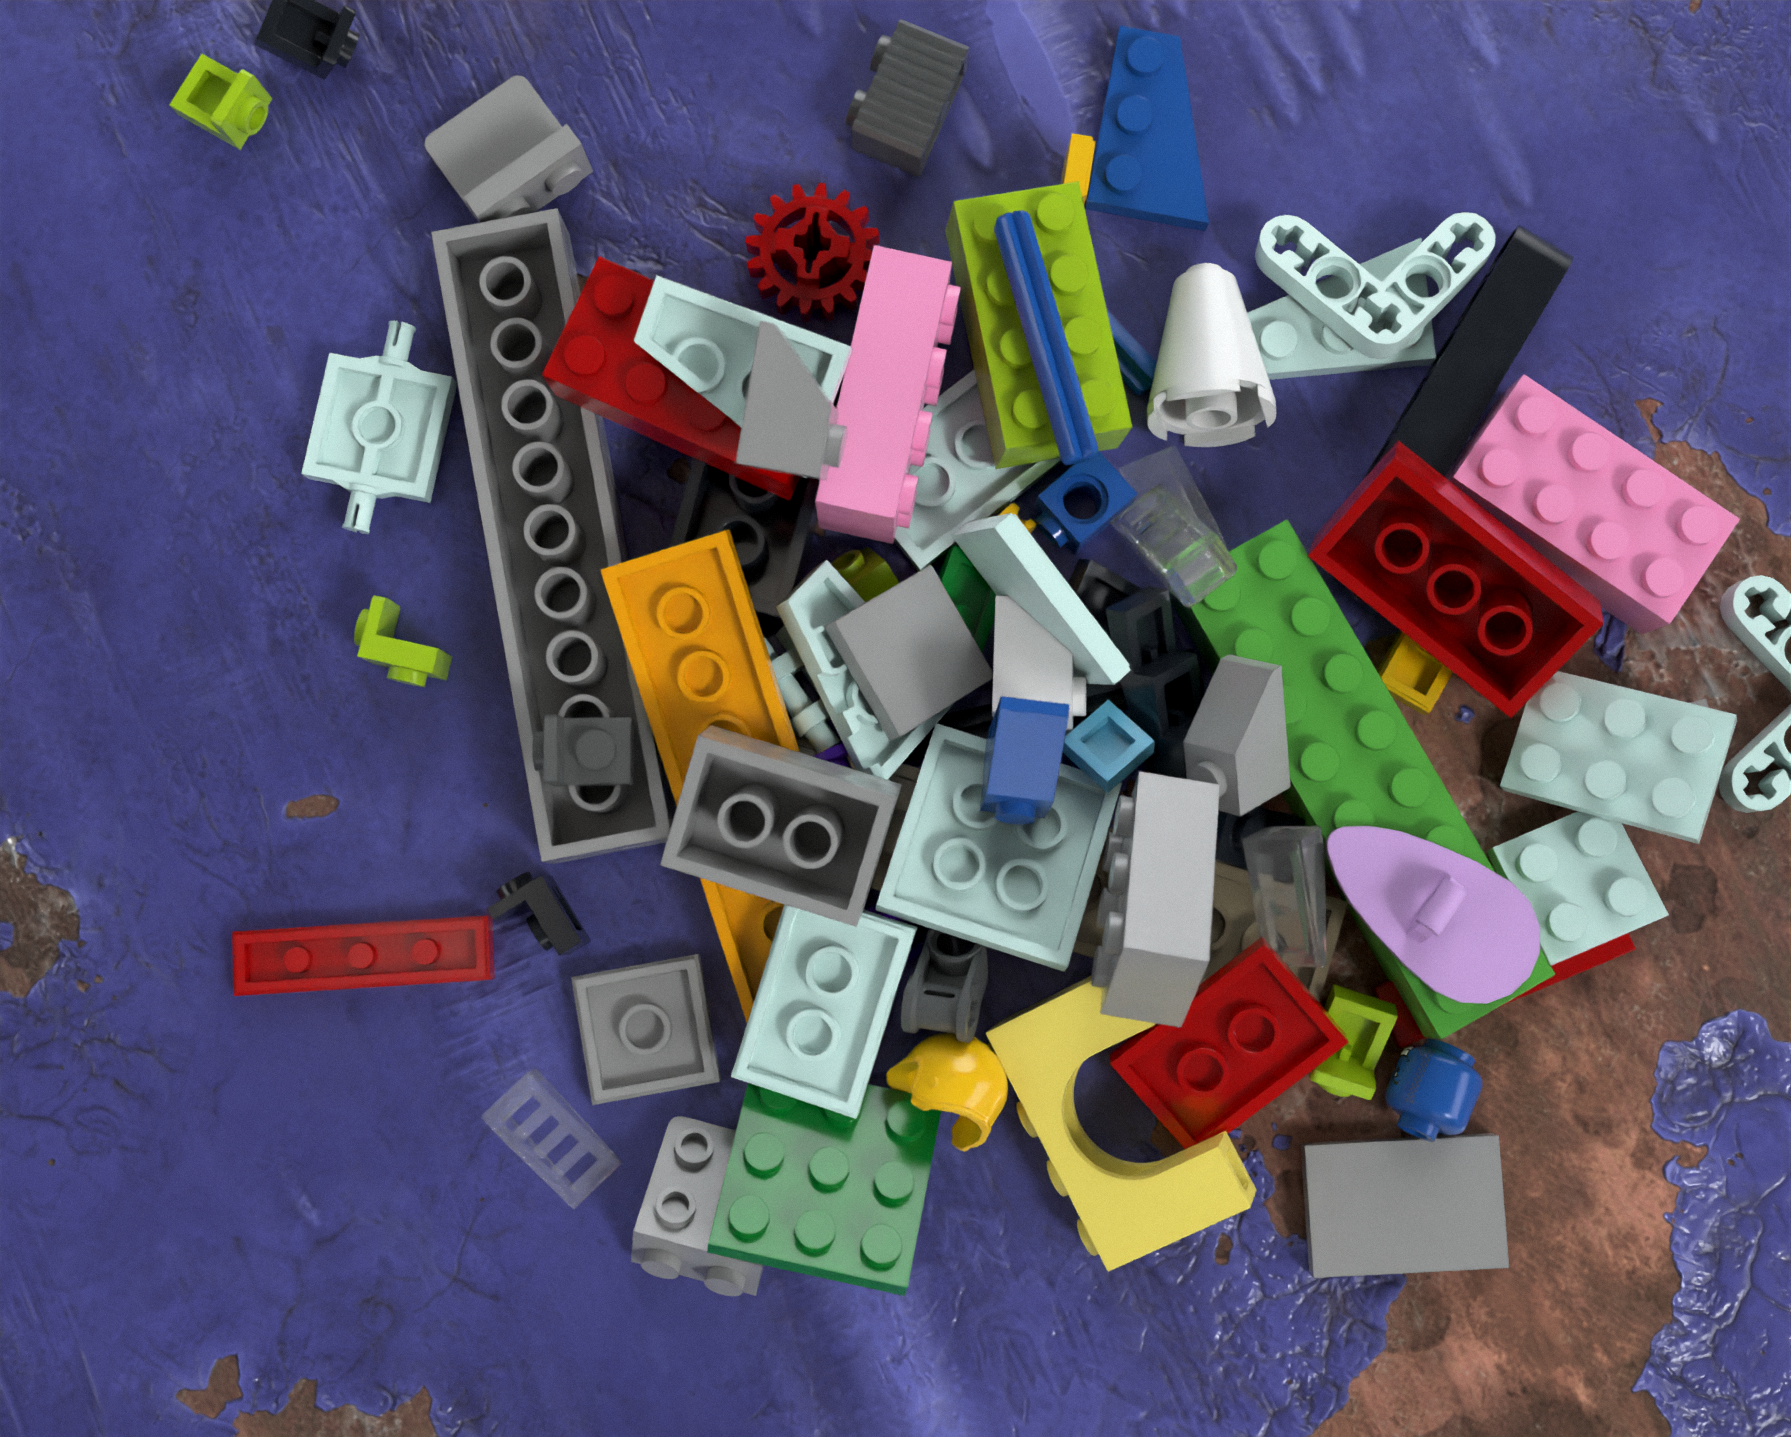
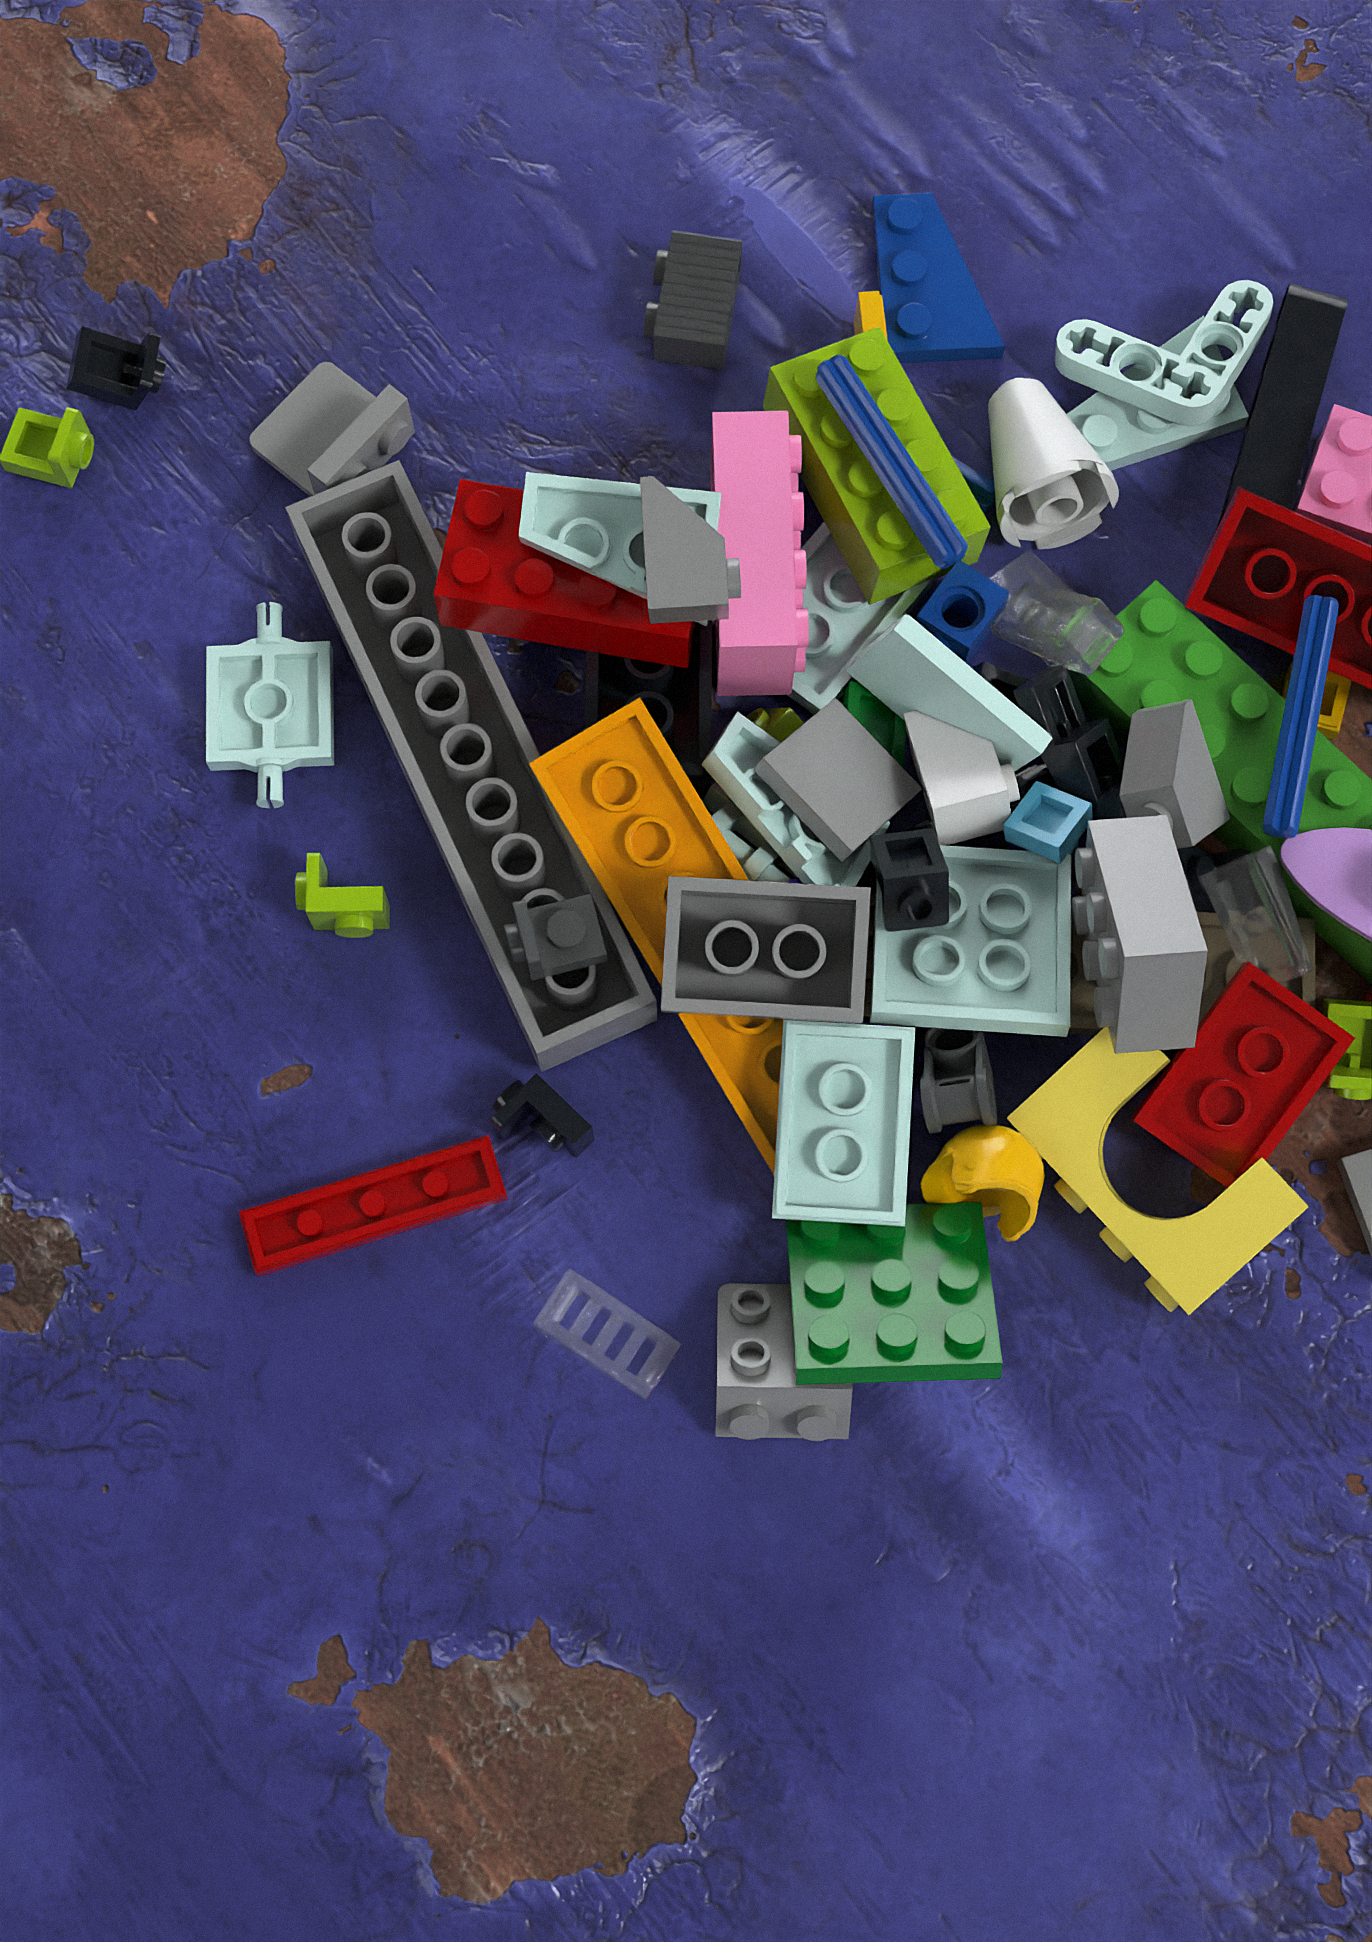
camera: 15 degrees left, 10 degrees down
(646, 1029) = (671, 1208): light grey tile -> none
(788, 247) = (670, 439): red gear -> none
(951, 776) = (911, 879): none -> black bracket
(1023, 759) = (977, 835): blue slope -> none
(1388, 706) = (1300, 717): none -> blue axle

